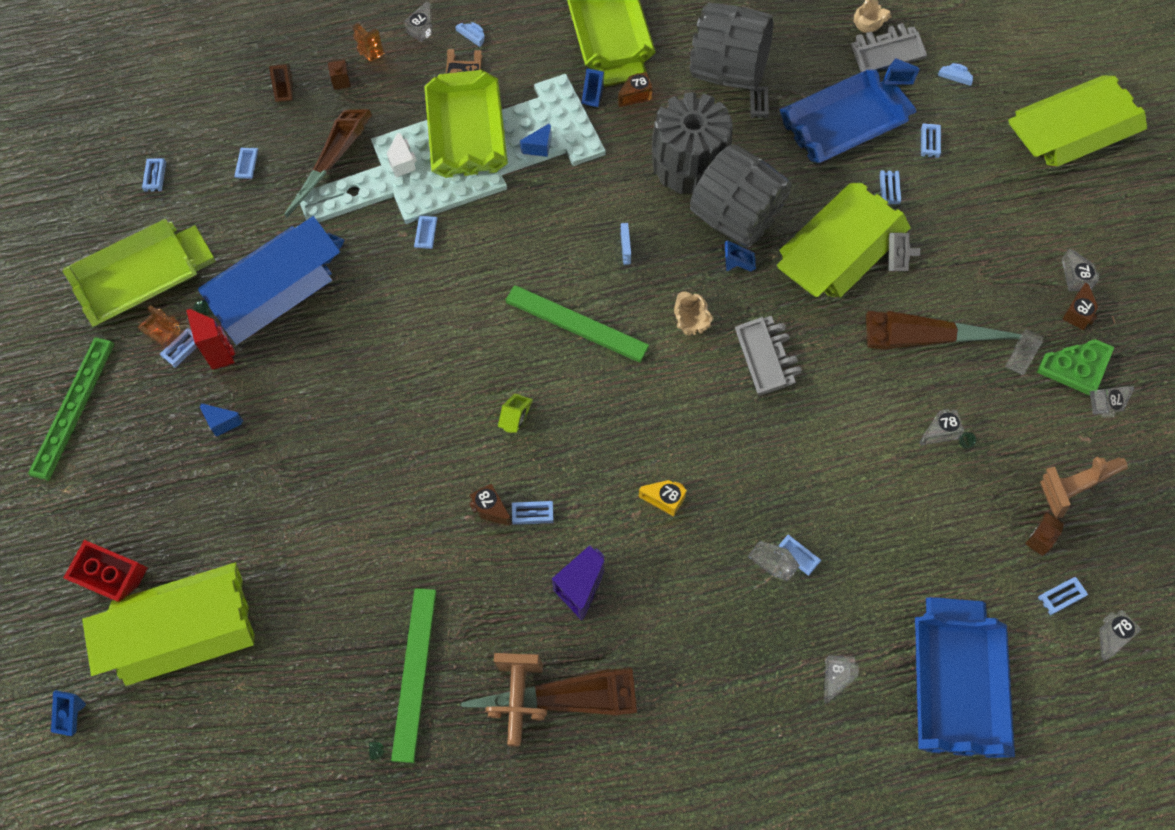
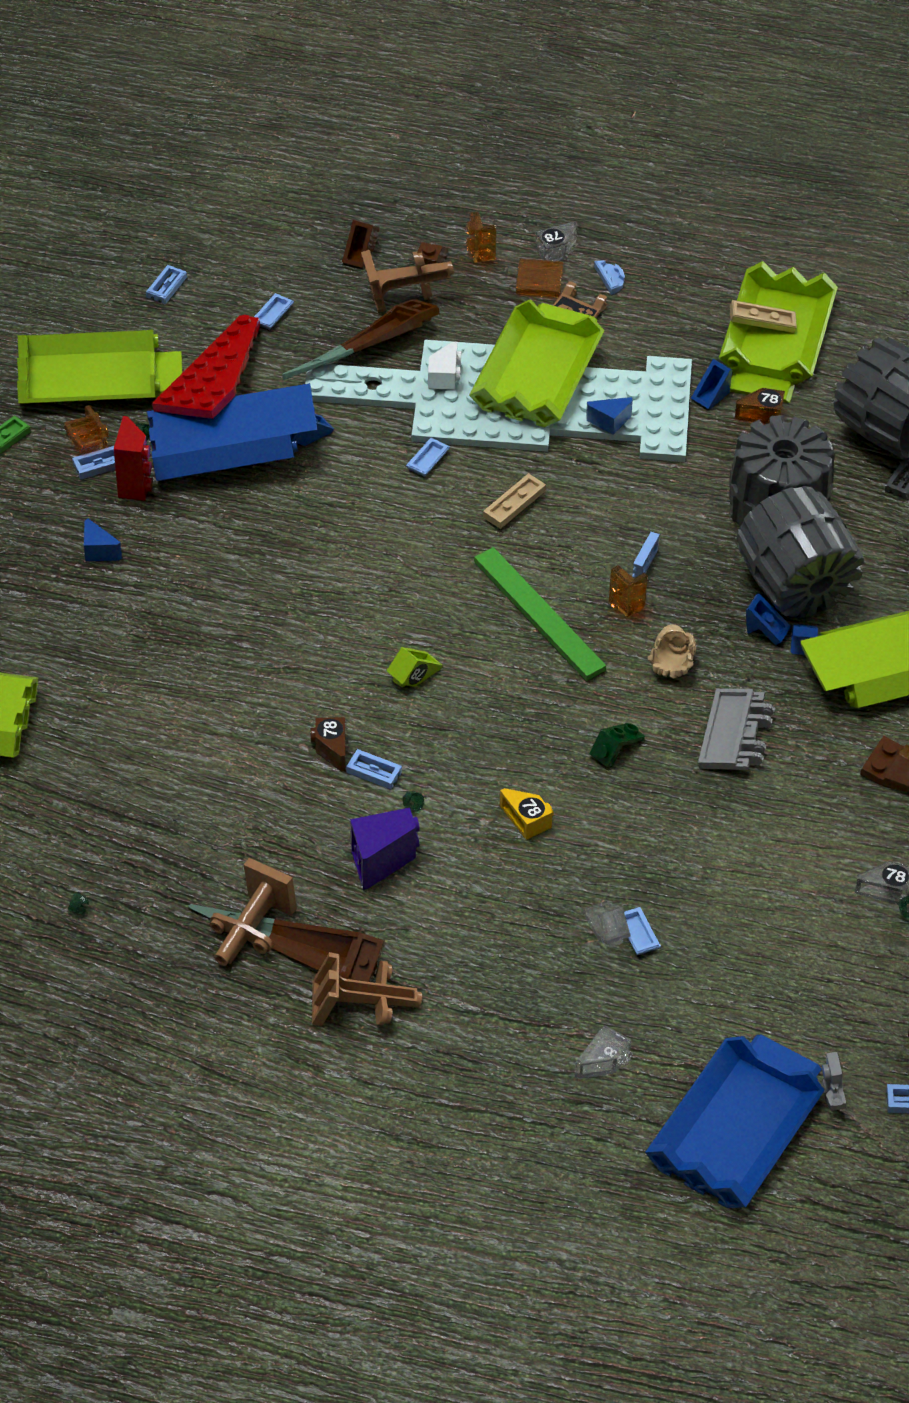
camera: 25 degrees right, 15 degrees down
(233, 244) = (214, 375): none -> red wing
(318, 104) = (385, 280): none -> medium nougat piece
(414, 676) = (157, 858): bright green tile -> none
(423, 55) = (539, 277): none -> clear orange tile
(508, 240) = (514, 501): none -> tan plate
(577, 527) = (416, 797): none -> clear green hinge
(596, 20) = (763, 316): none -> tan tile
(614, 732) = (330, 988): none -> medium nougat piece
(632, 280) = (626, 592): none -> clear orange bracket
(692, 405) = (611, 741): none -> dark green bracket
(768, 257) = (799, 633): none -> blue slope
(1013, 617) = (833, 1082): none -> light grey hinge

